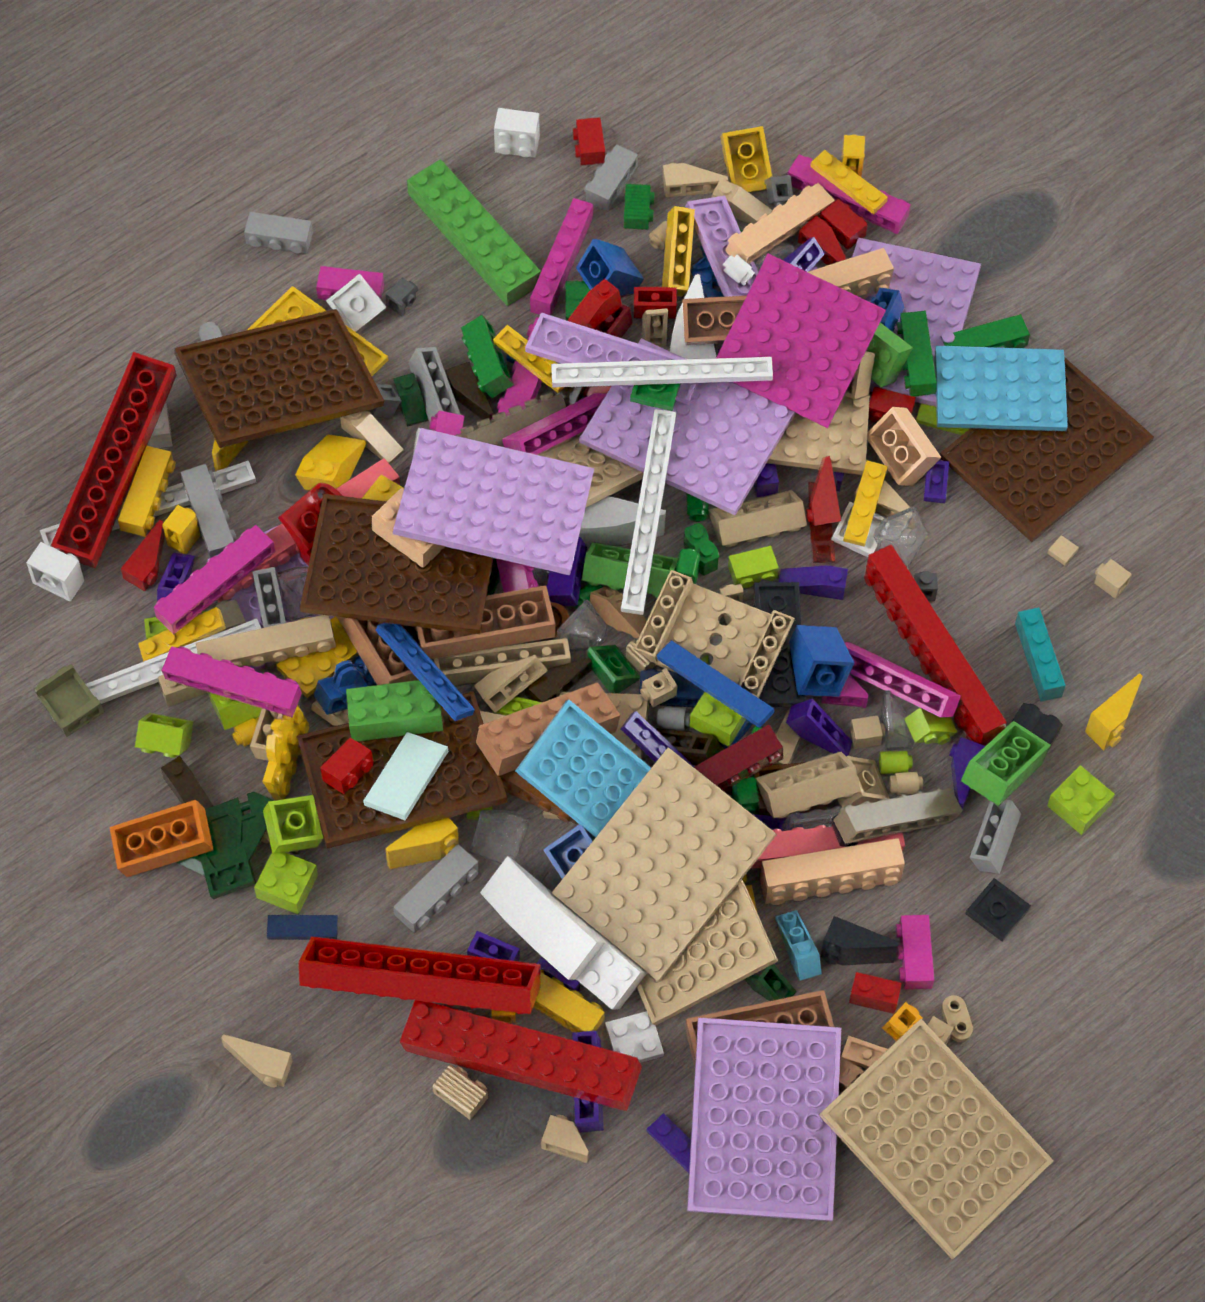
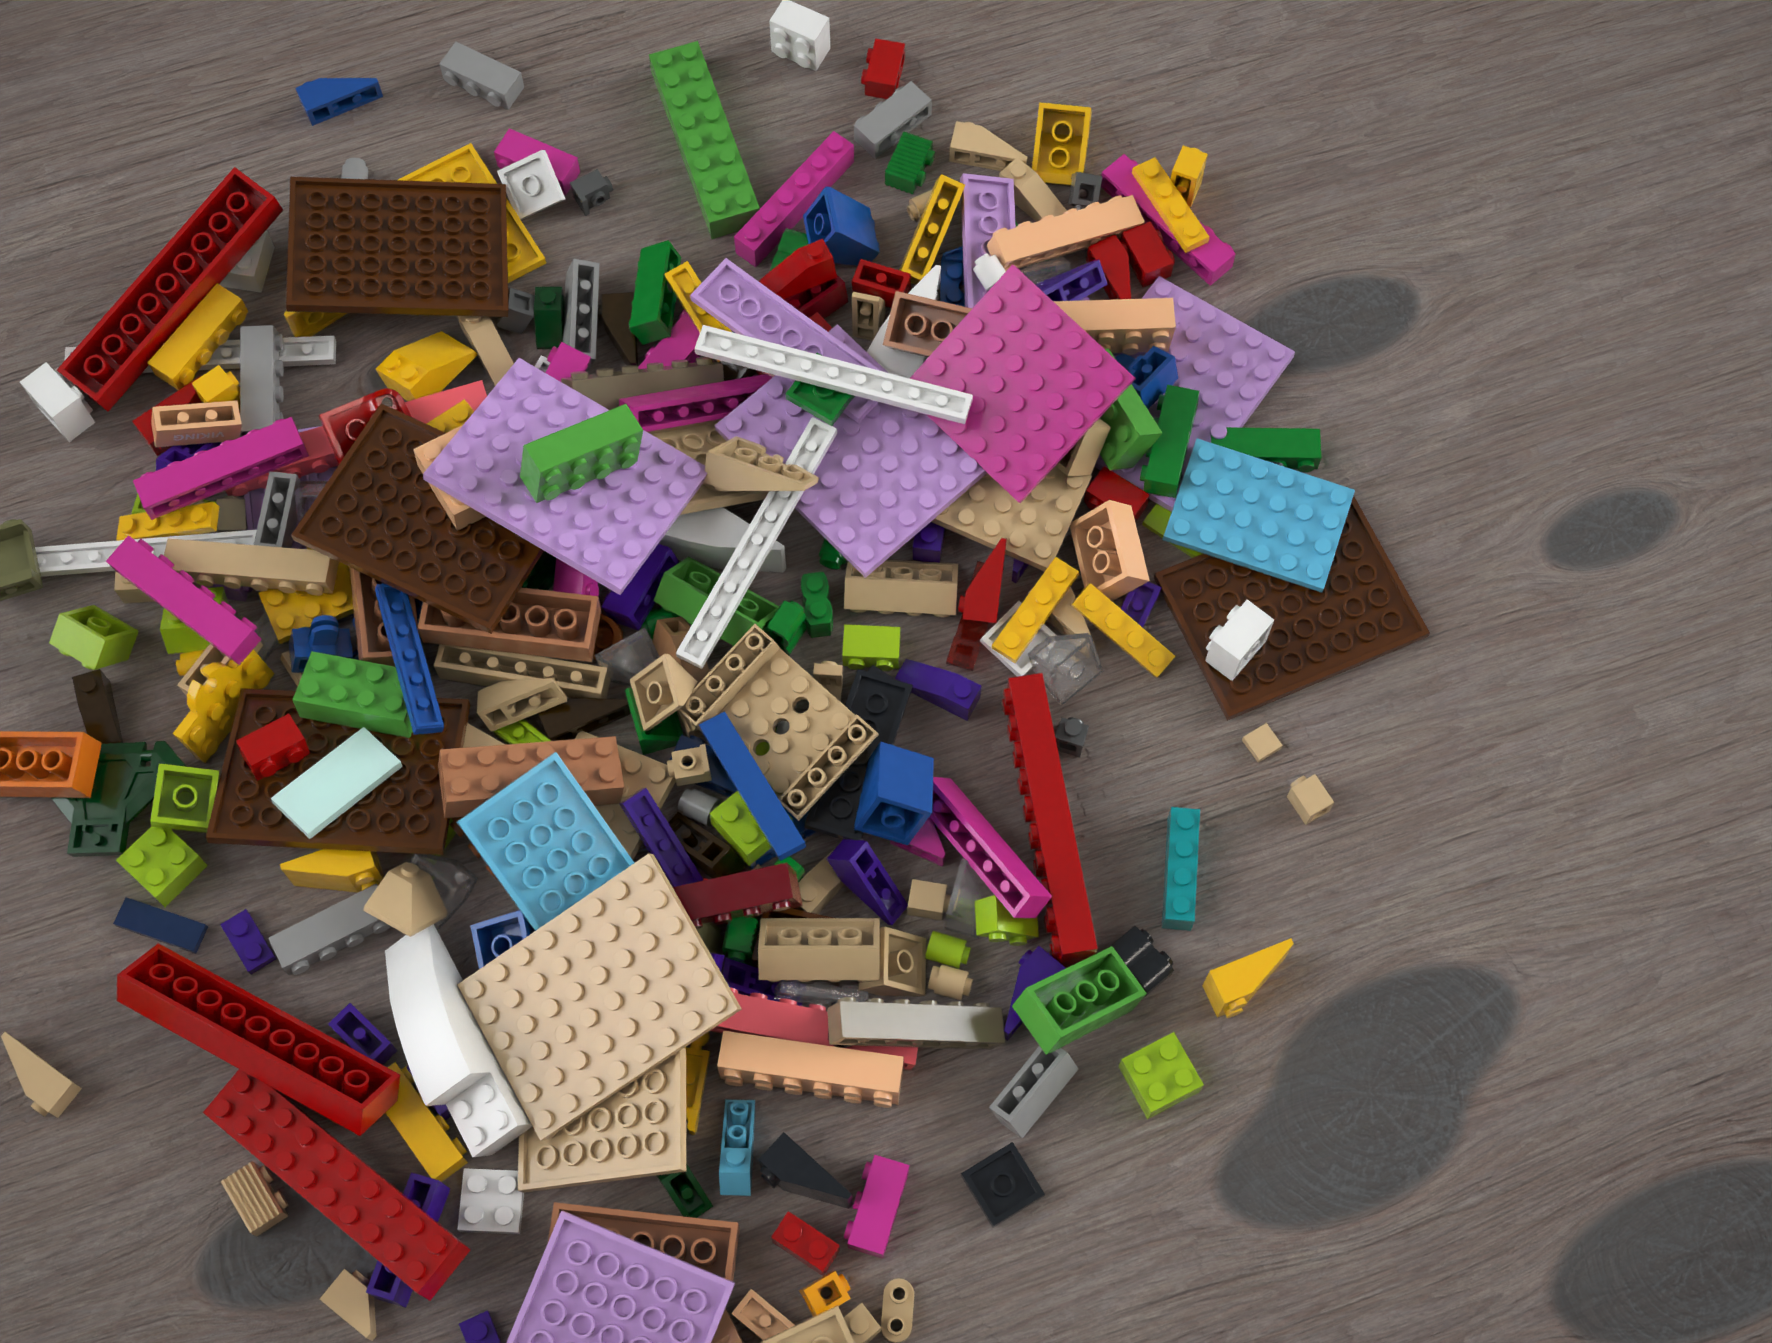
camera: 20 degrees right, 5 degrees up
(168, 280) = (334, 96): none -> blue slope
(176, 554) = (196, 423): none -> light nougat brick
(374, 918) = (248, 941): none -> dark purple plate
(488, 845) = (407, 900): none -> tan slope
(506, 480) = (581, 453): none -> bright green brick
(617, 460) = (747, 467): none -> tan wedge
(617, 640) = (661, 690): none -> tan slope
(933, 499) = (1123, 630): none -> yellow plate
(1021, 479) = (1239, 639): none -> white brick

